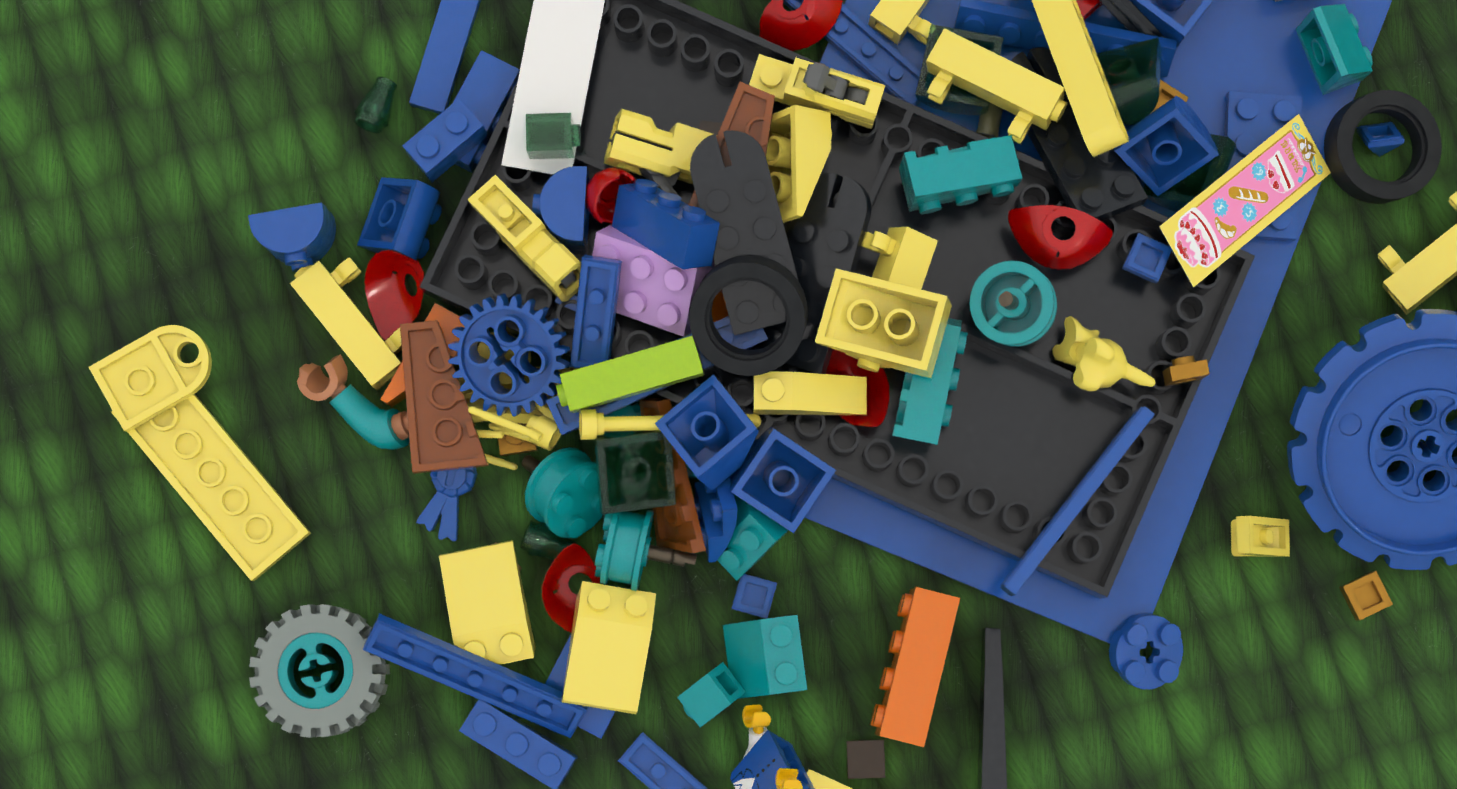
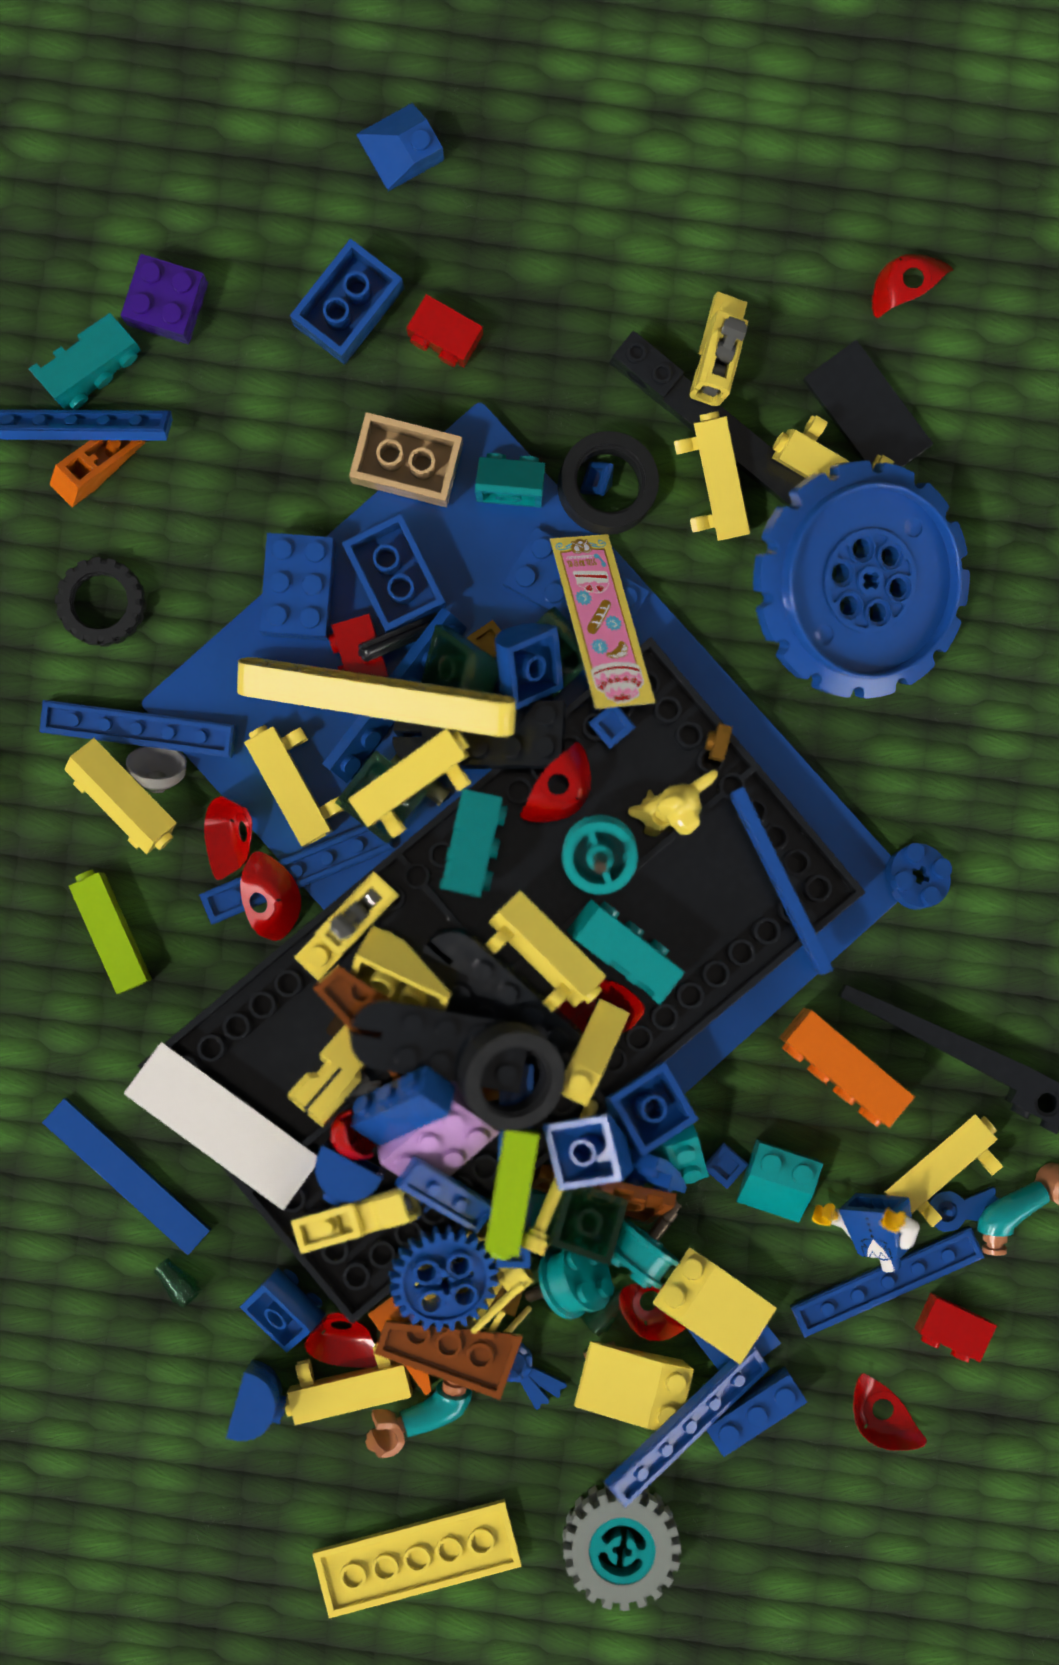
camera: 65 degrees left, 5 degrees up
(150, 375) = (315, 1572): light yellow tile -> none
(445, 140) = (239, 1245): blue brick -> none
(486, 95) = (223, 1204): blue brick -> none
(551, 135) = (281, 1160): clear green brick -> none
(711, 695) = (789, 1239): teal brick -> none
(865, 759) = (896, 1140): dark brown tile -> none
(884, 322) = (569, 971): light yellow slope -> none
(1260, 537) = (872, 739): light yellow slope -> none
(1366, 595) = (957, 679): pearl gold plate -> none

